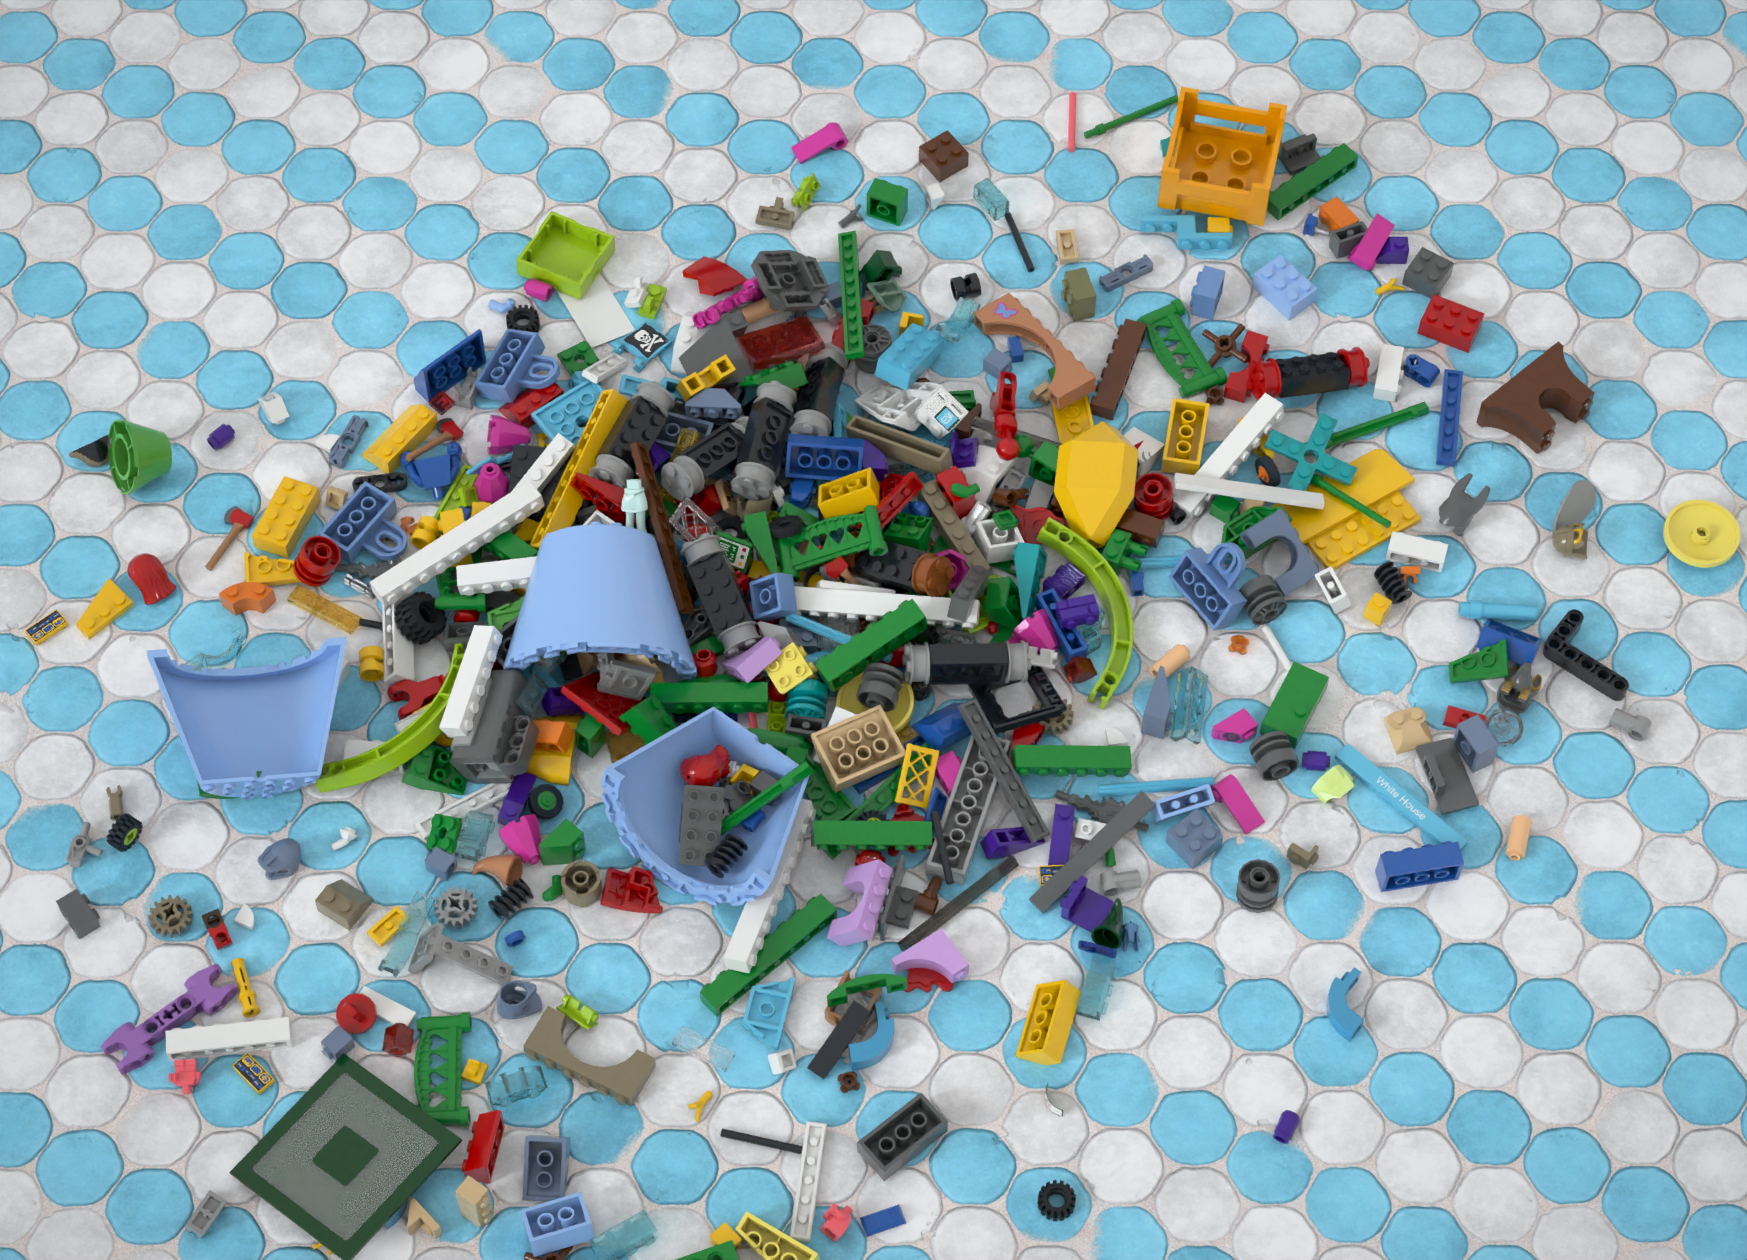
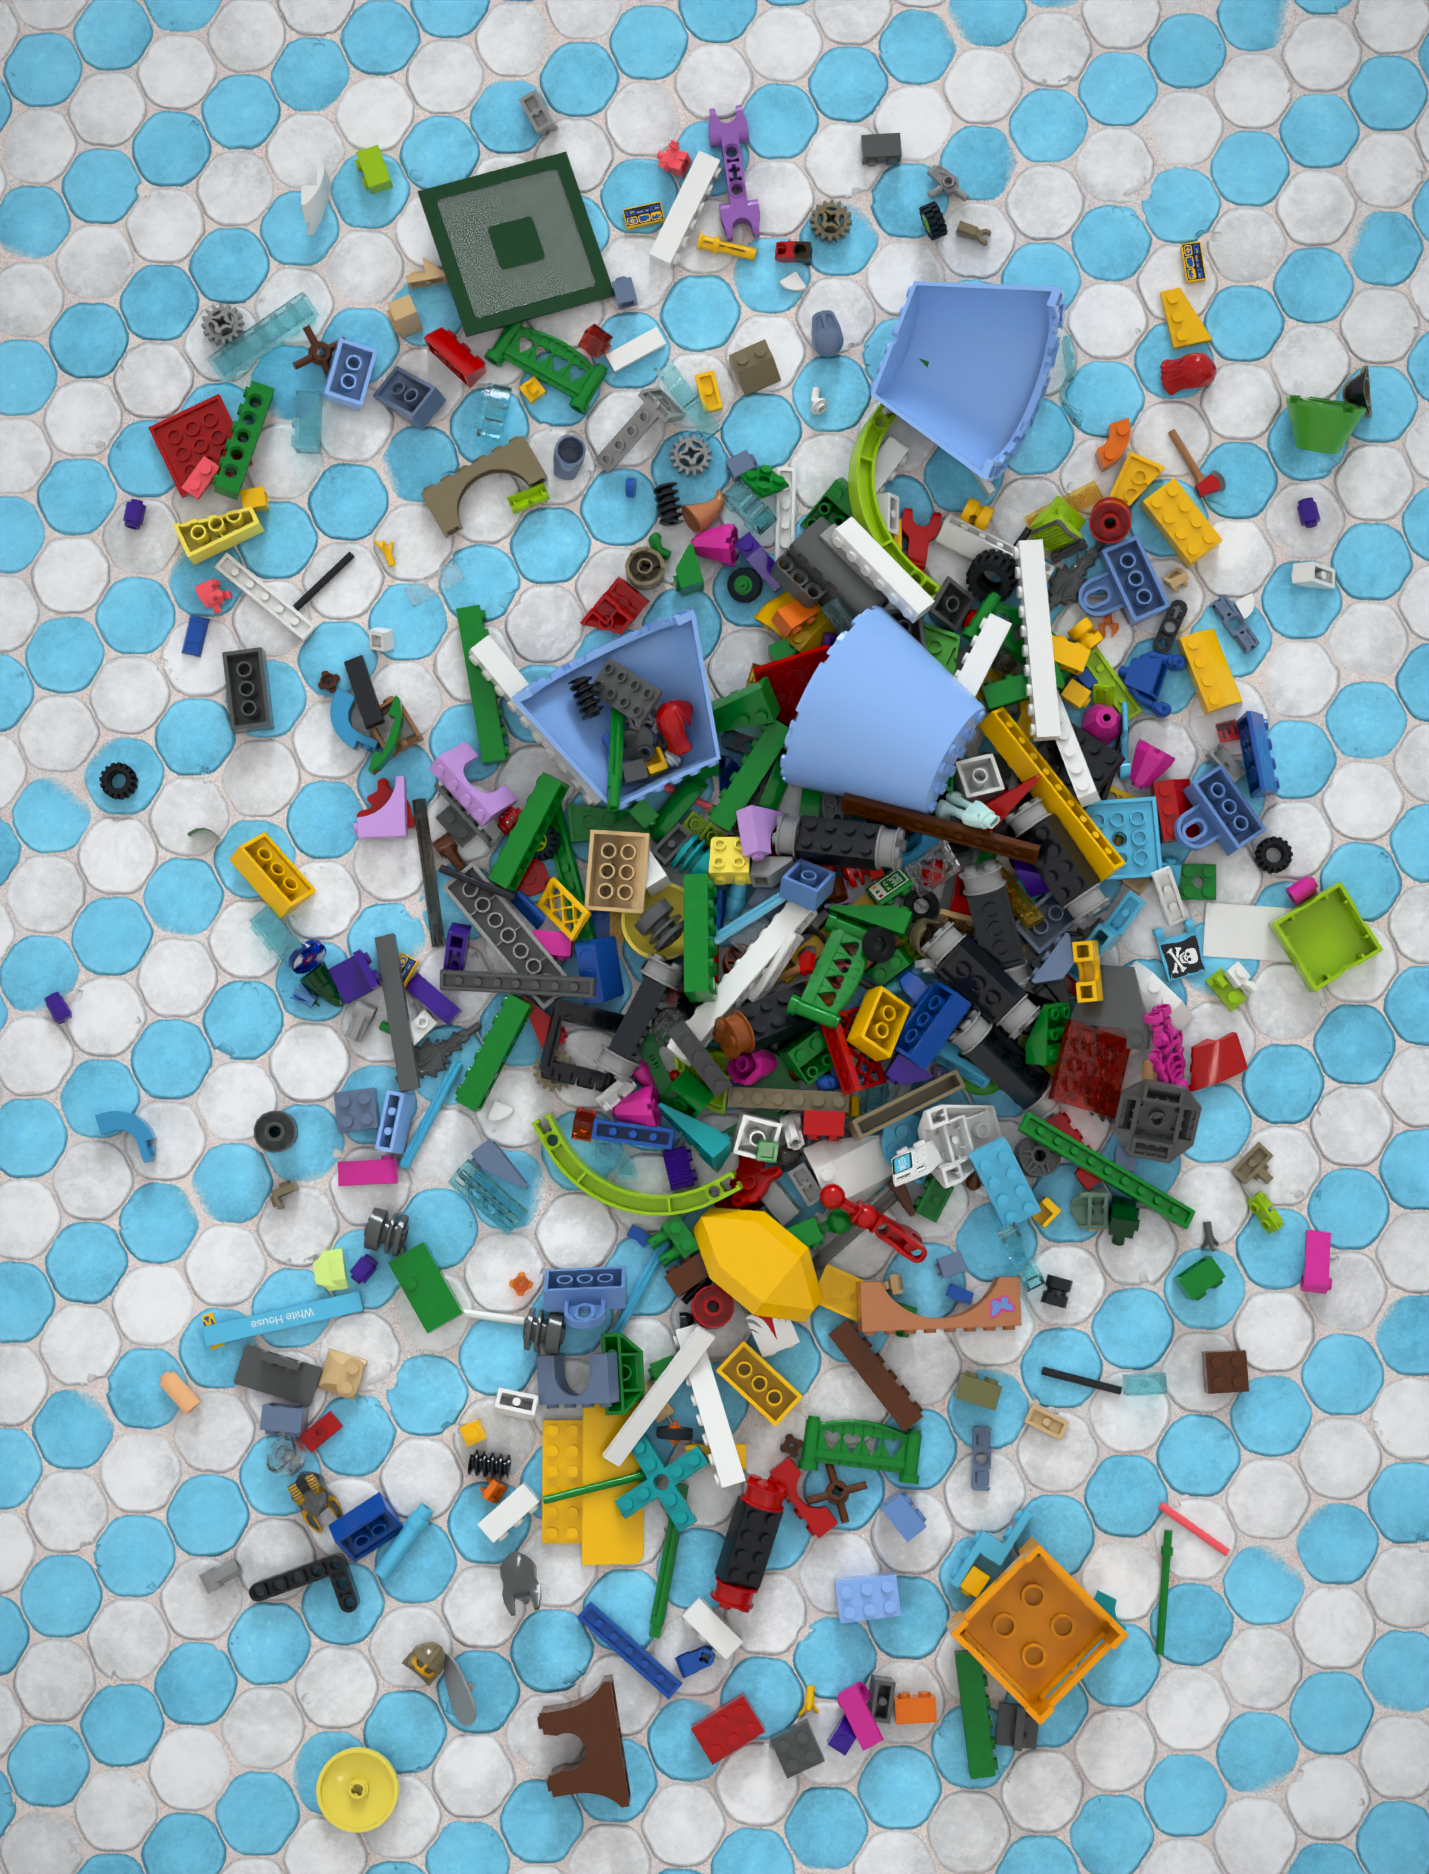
camera: 130 degrees right, 25 degrees up
(346, 596) = (1057, 525): none -> lime piece
(356, 1013) = (643, 322): red tile -> none
(449, 431) = (1187, 721): piece -> none
(504, 307) = (1303, 846): light blue arm -> none
(705, 663) = (792, 796): red head -> none
(768, 1010) = (433, 655): medium azure wing -> none
(831, 313) = (1103, 1145): light grey pin -> none
(934, 195) = (1183, 1332): white slope -> none
(963, 451) = (867, 1163): dark purple bracket -> none
(963, 491) = (807, 1122): green arm -> none
(1009, 497) = (789, 1170): reddish brown pin -> none
(1077, 611) = (628, 1149): dark purple brick -> none
(1171, 660) = (539, 1209): light nougat brick -> none
(1236, 728) = (438, 1222): dark pink slope -> none
(1311, 227) = (922, 1675): blue piece -> none
(1419, 866) = (203, 1282): blue brick -> none
(1483, 665) = (356, 1482): green wing -> none

